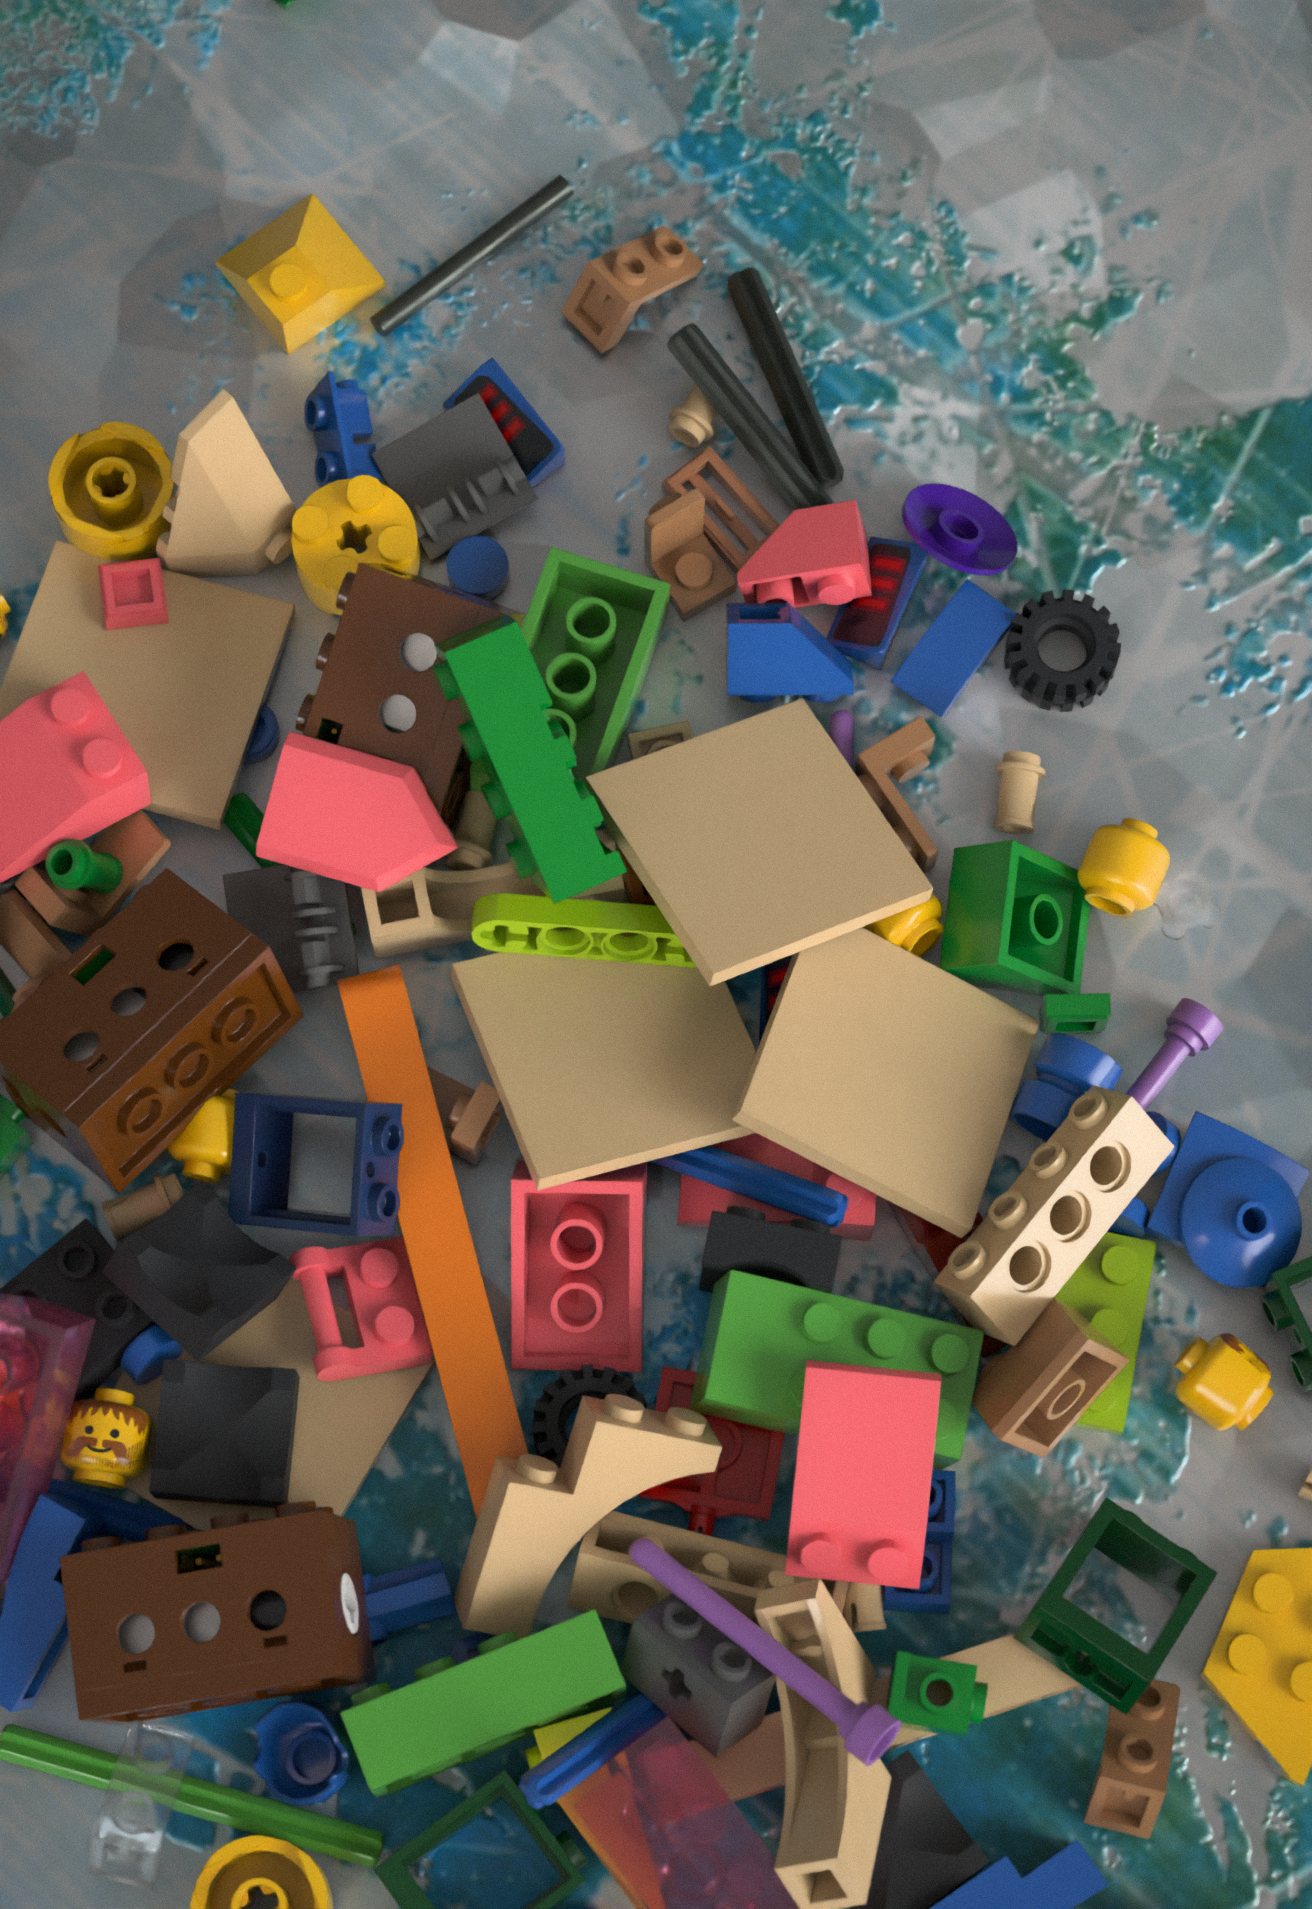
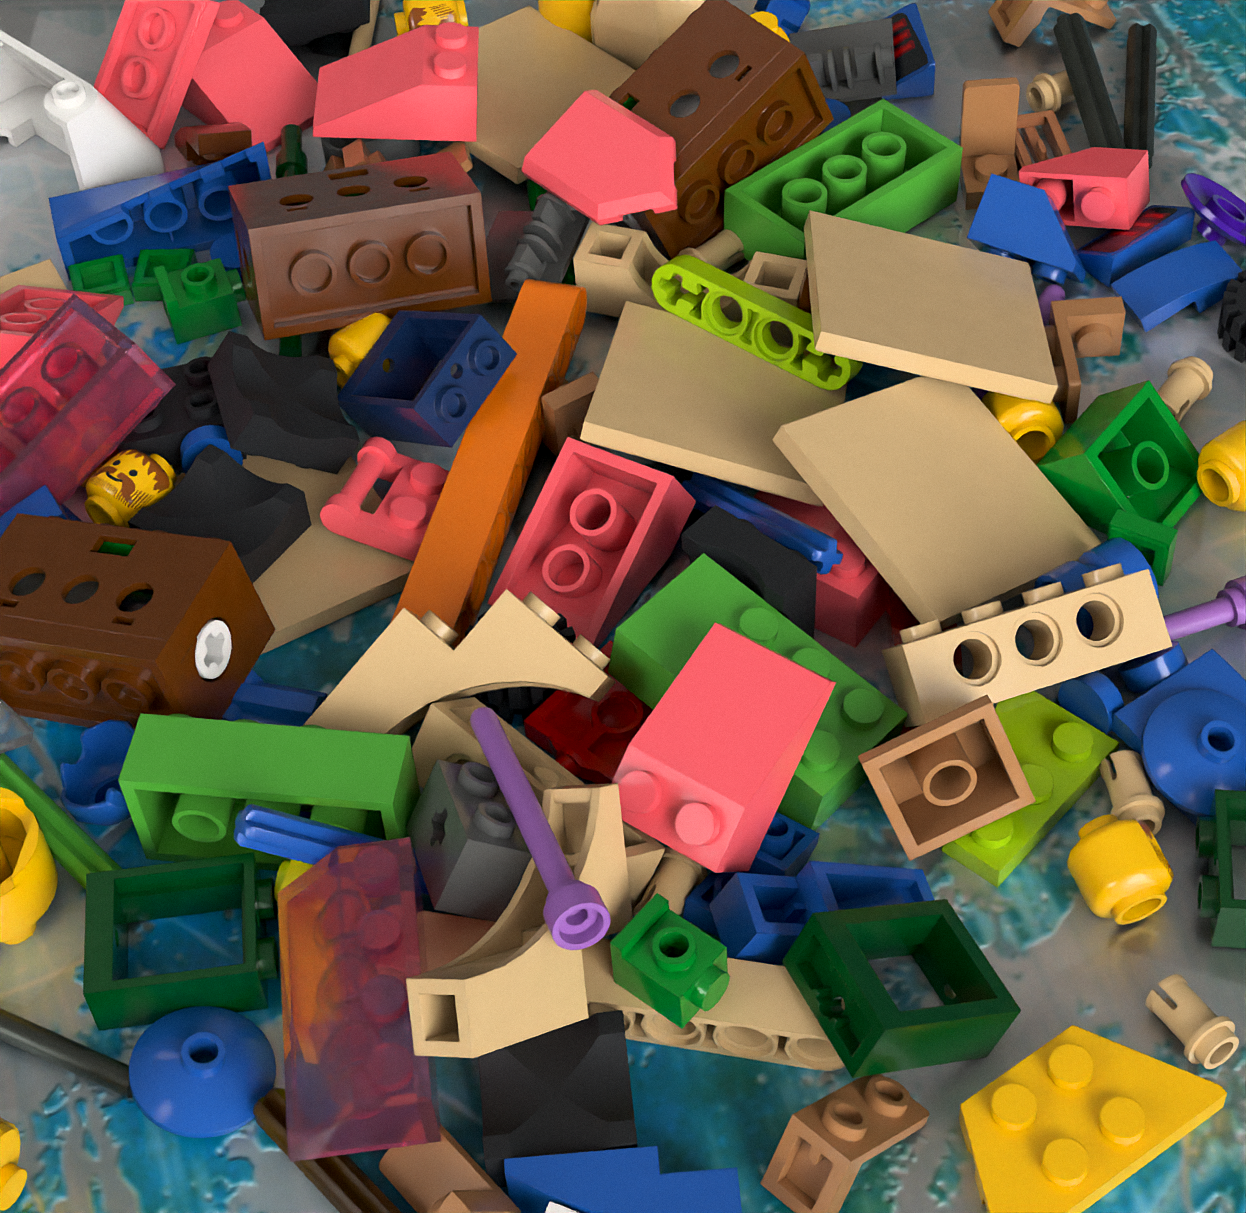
camera: 35 degrees right, 25 degrees down
(75, 865) = (389, 140): green pin -> none
(133, 593) = (557, 40): coral tile -> none
(525, 759) = (760, 148): green wedge -> none
(1008, 1555) = (765, 913): none -> blue slope
(1192, 1293) = (1130, 790): none -> tan pin

